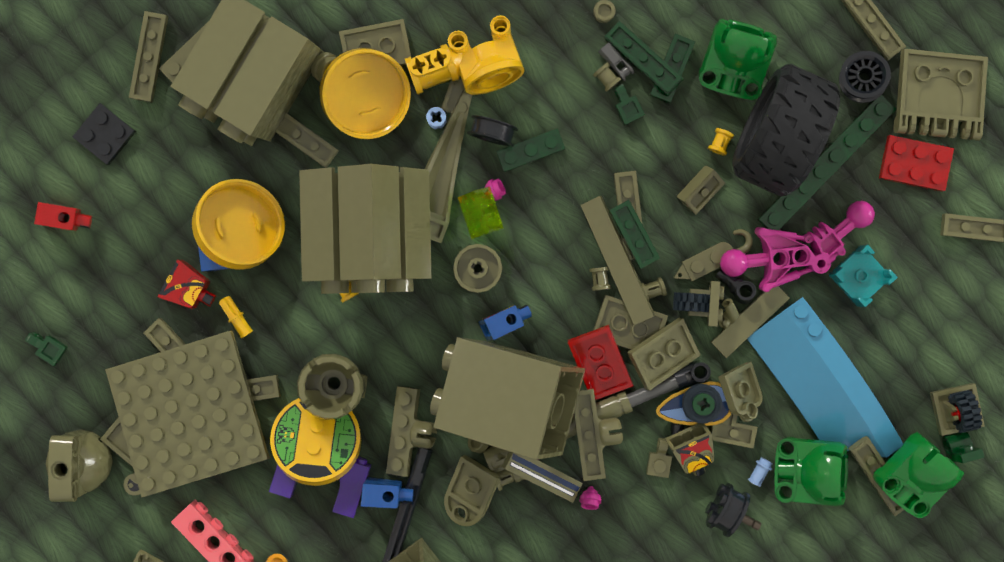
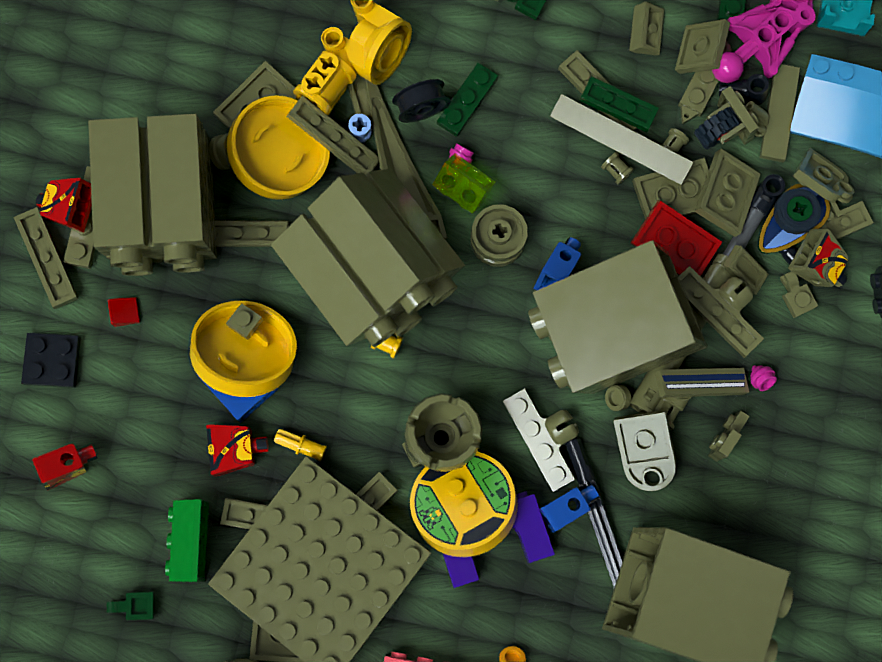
camera: 45 degrees left, 10 degrees down
(111, 331) = (187, 541): none -> green slope
(177, 134) = (123, 311): none -> red slope
(184, 28) = (67, 202): none -> torso
(253, 205) = (244, 321): none -> olive plate
(411, 112) = (333, 136): none -> olive tile
(528, 526) = (725, 442): none -> olive plate
(634, 417) = (745, 267): none -> olive tile
(728, 233) = (702, 46): none -> olive tile

